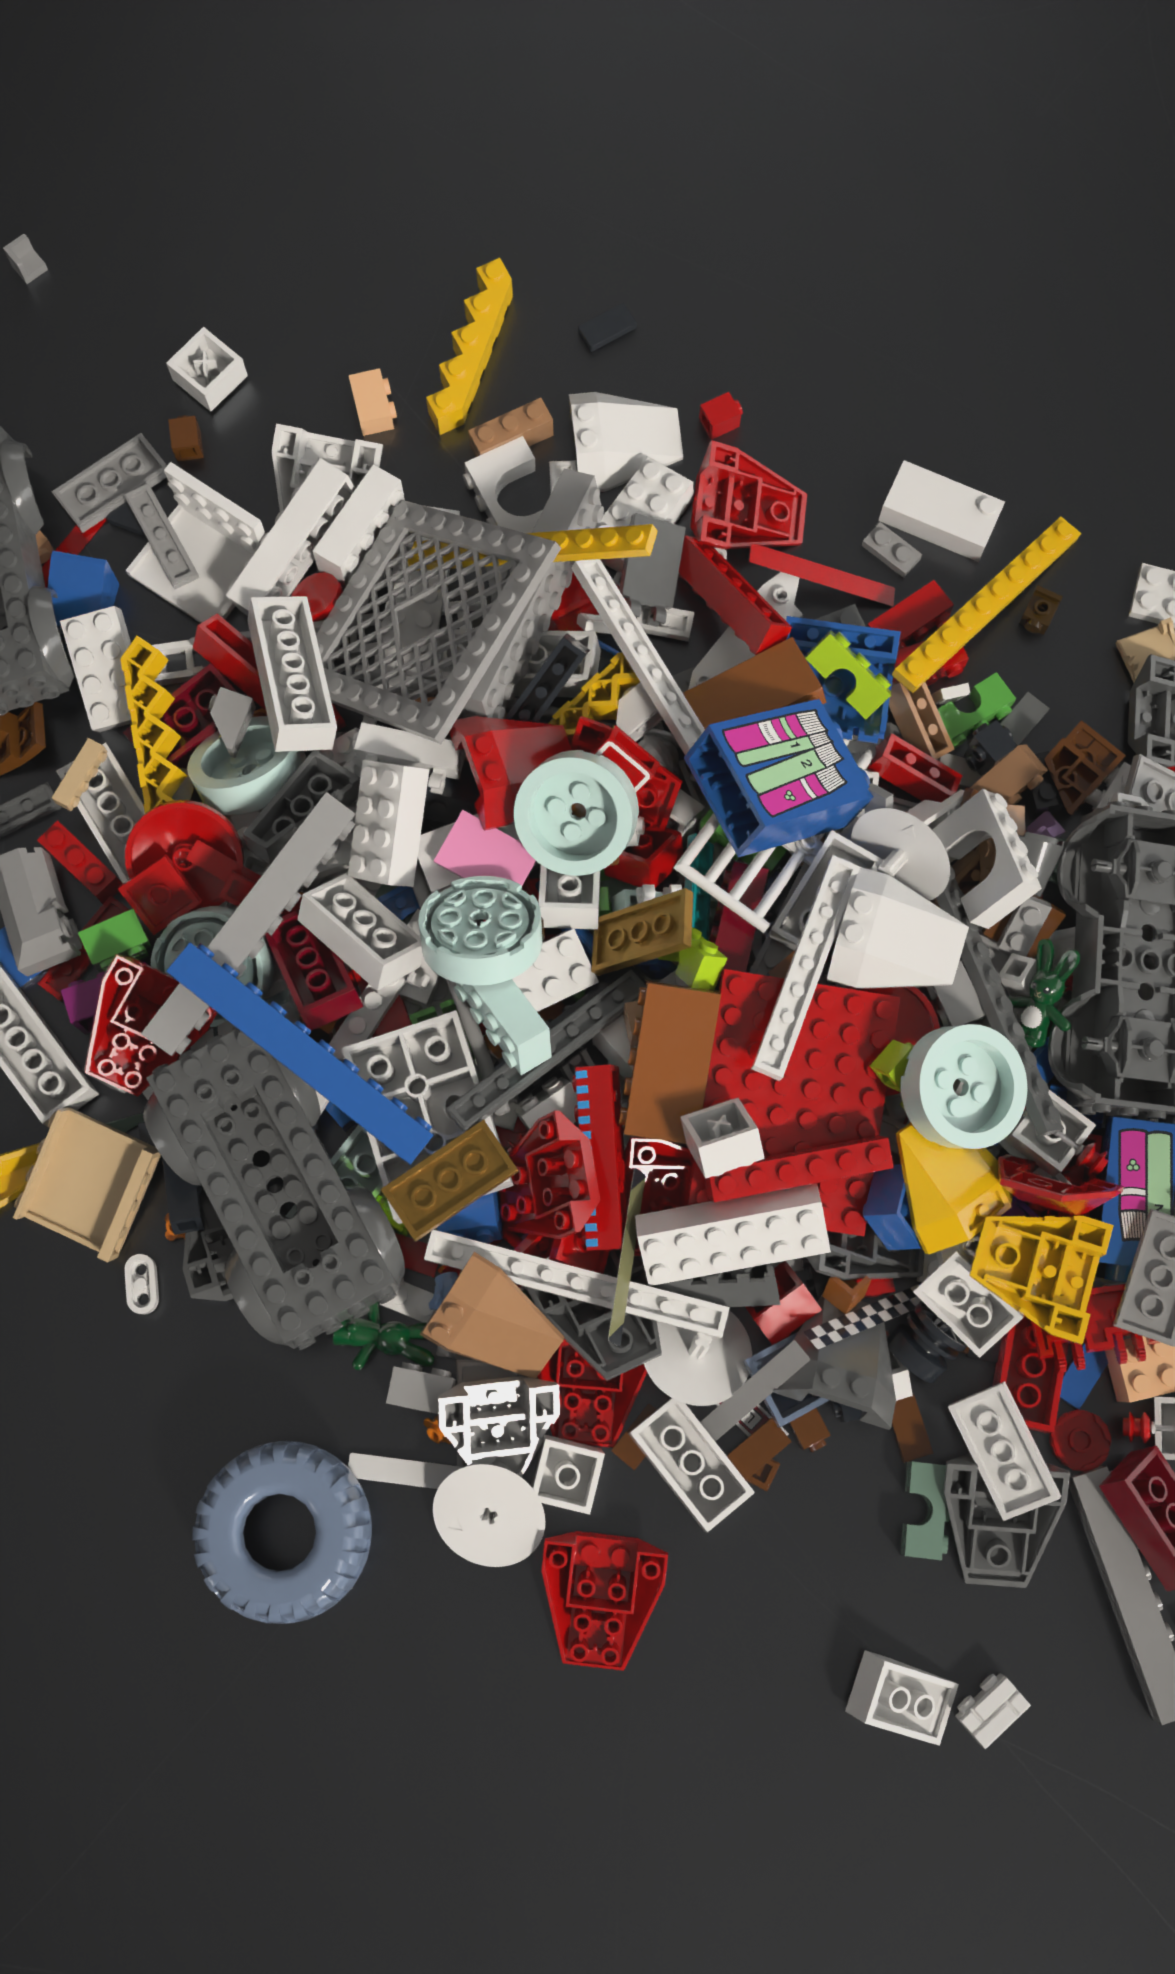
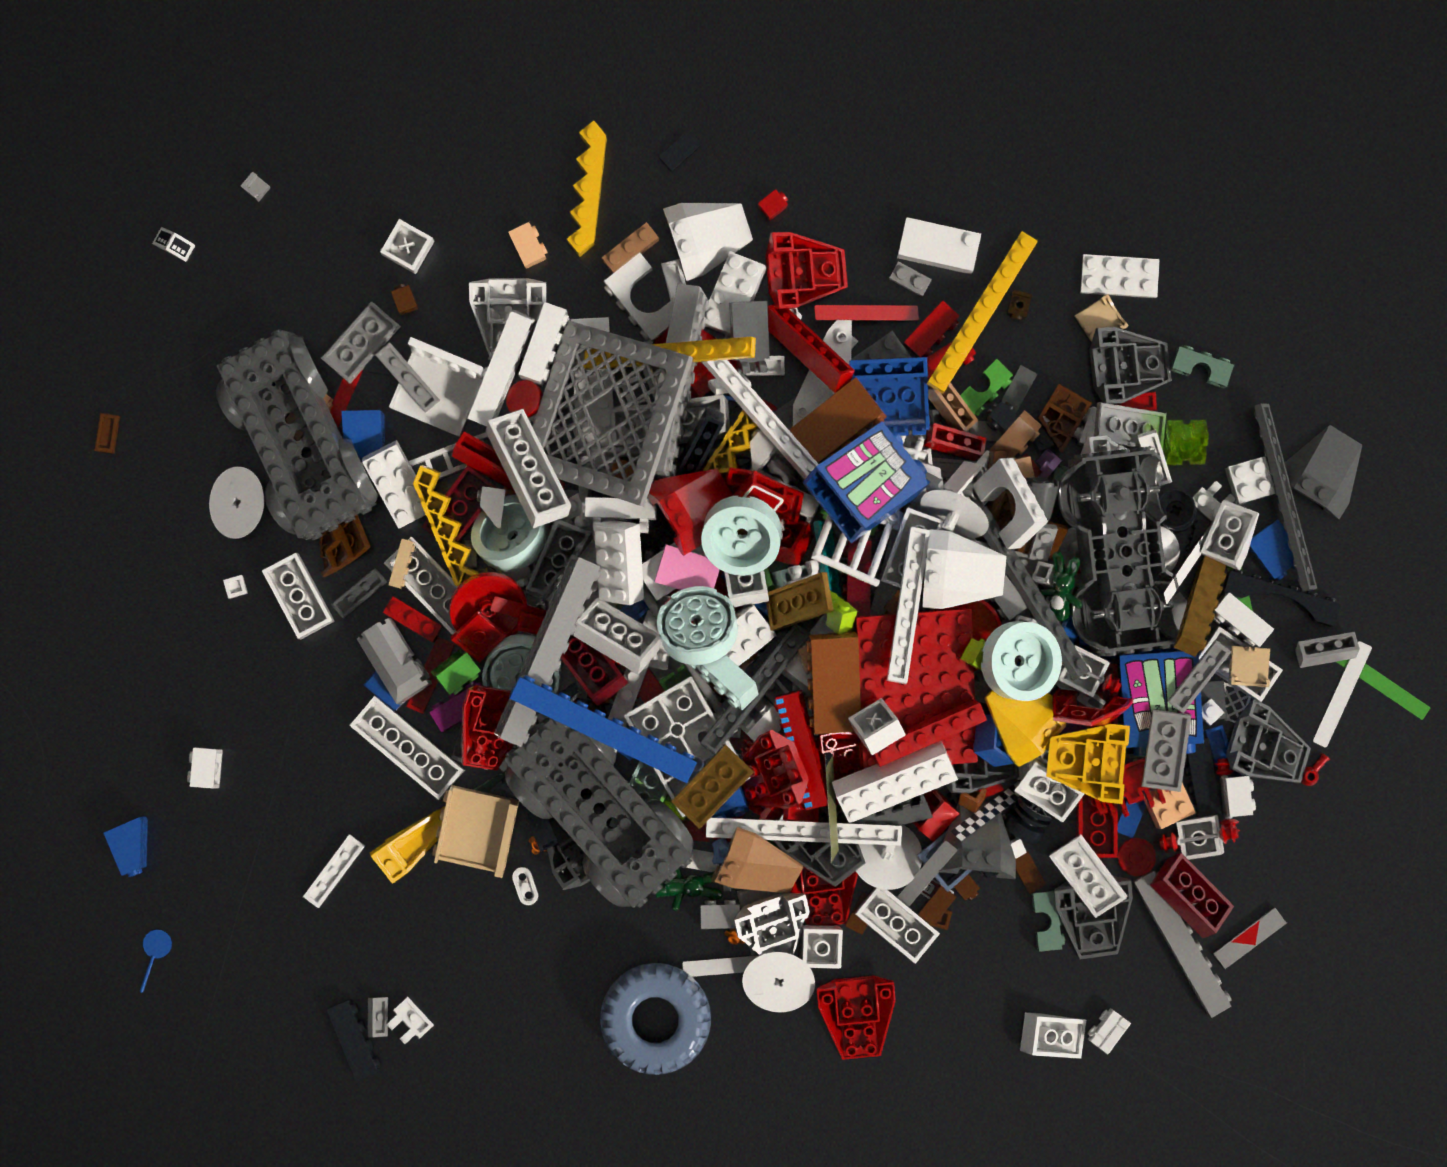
camera: 15 degrees left, 10 degrees up
(833, 654) = (887, 383): lime arch -> none
(950, 694) = (967, 381): white tile -> none

